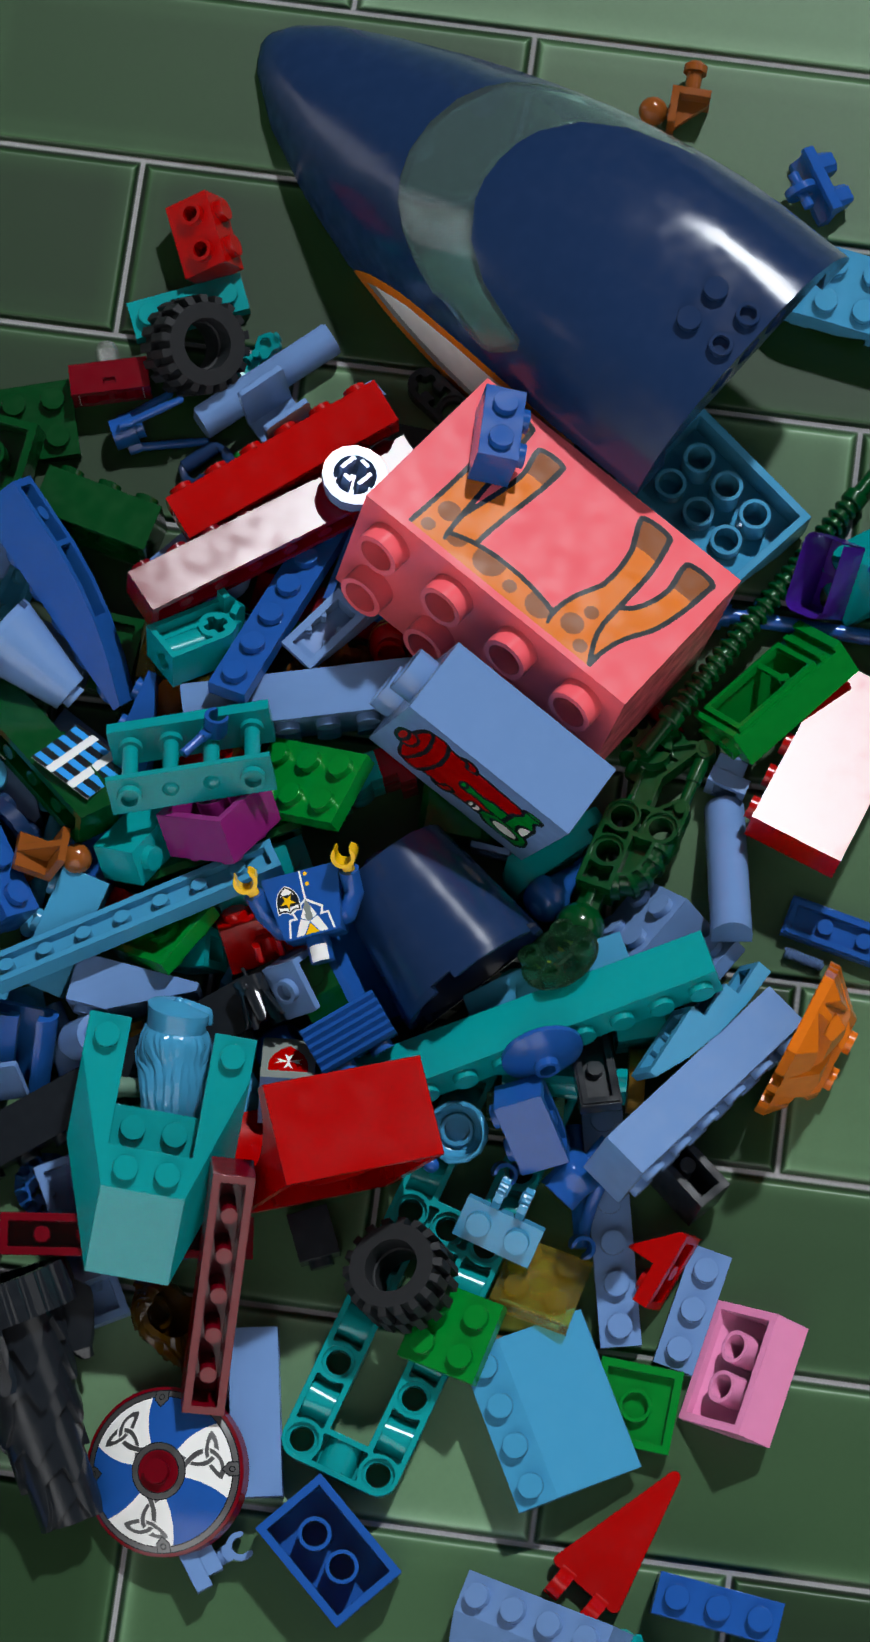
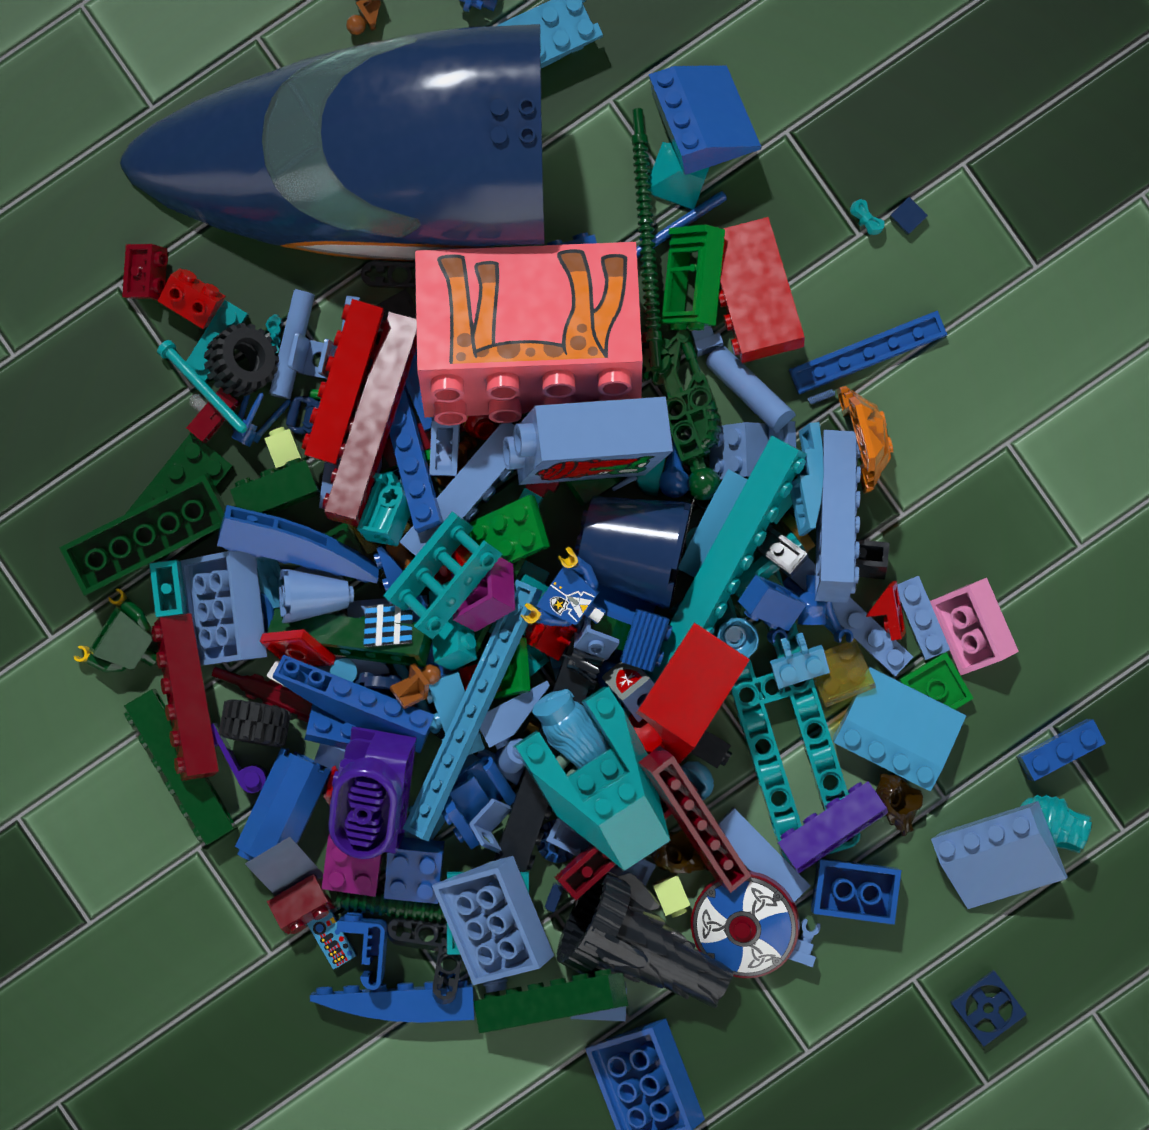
camera: 45 degrees left, 10 degrees up
(115, 1363) = (671, 895): none -> yellowish green brick
(127, 271) = (167, 350): none -> teal bar
(154, 476) = (282, 447): none -> yellowish green brick
(182, 167) = (144, 271): none -> dark red bracket
(211, 730) = (440, 554): blue hand -> none
(269, 1257) = (699, 777): none -> dark azure hair
(351, 475) = (389, 358): piece -> none
(367, 1446) = (832, 827): none -> dark purple brick
(379, 1254) = (755, 738): black tyre -> none
(458, 1340) = (822, 735): green plate -> none
(472, 1494) = (901, 801): none -> dark brown hair
(498, 434) = (452, 278): blue brick -> none
(542, 1052) = (748, 565): blue dish -> none
(558, 956) = (712, 509): clear green dish -> none
(612, 1552) = (987, 768): red flag -> none
(724, 499) = (584, 204): dark azure slope -> none
(809, 579) = (655, 201): dark purple piece -> none

